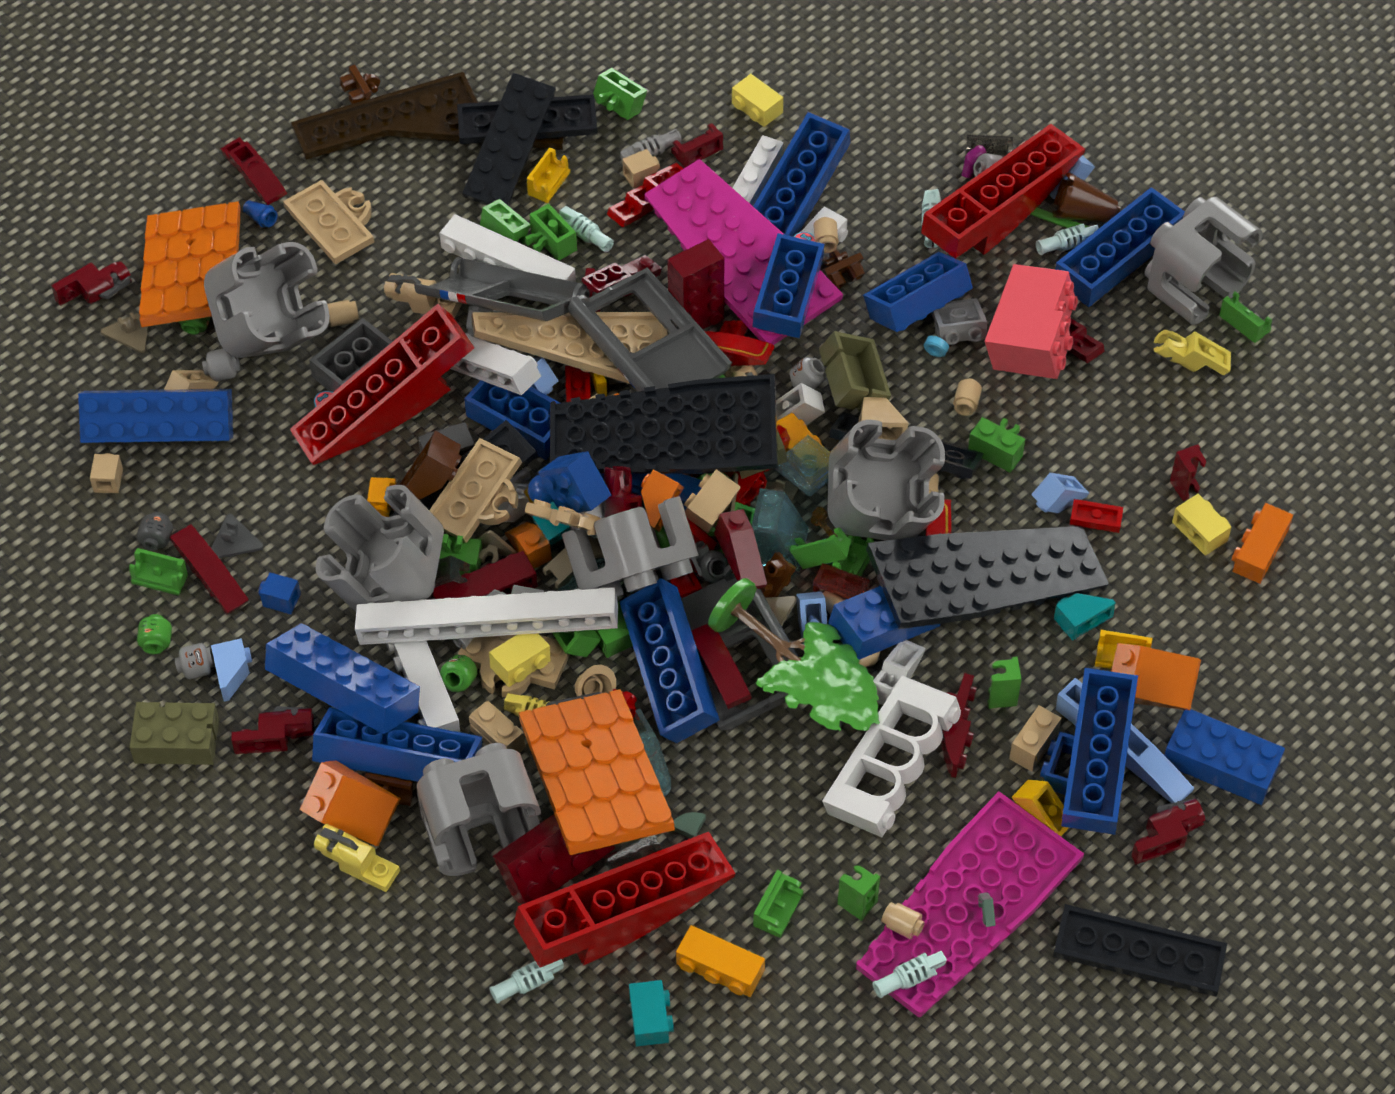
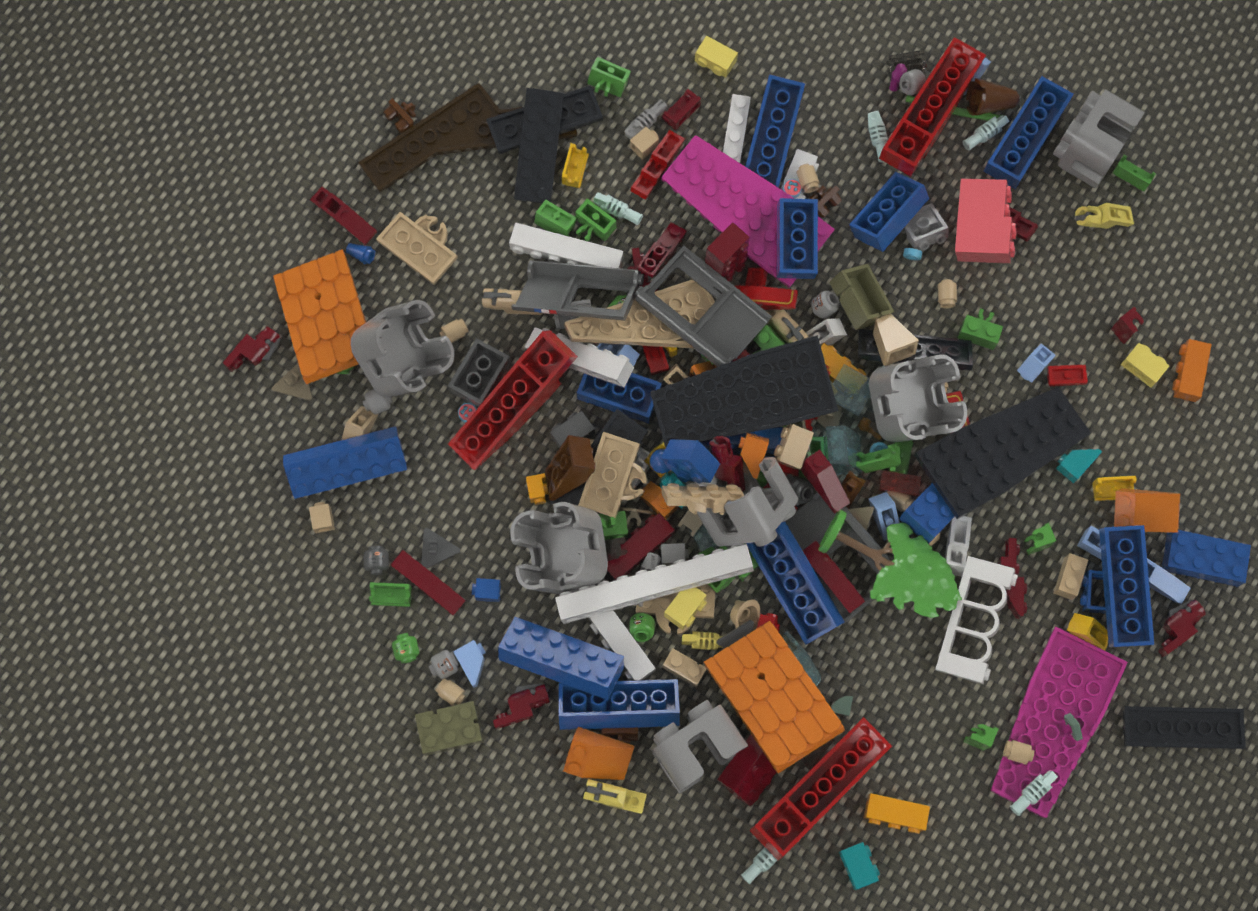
camera: 15 degrees left, 20 degrees up
(190, 691) = (450, 692): none -> tan brick
(778, 904) = (923, 756): bright green hinge -> none

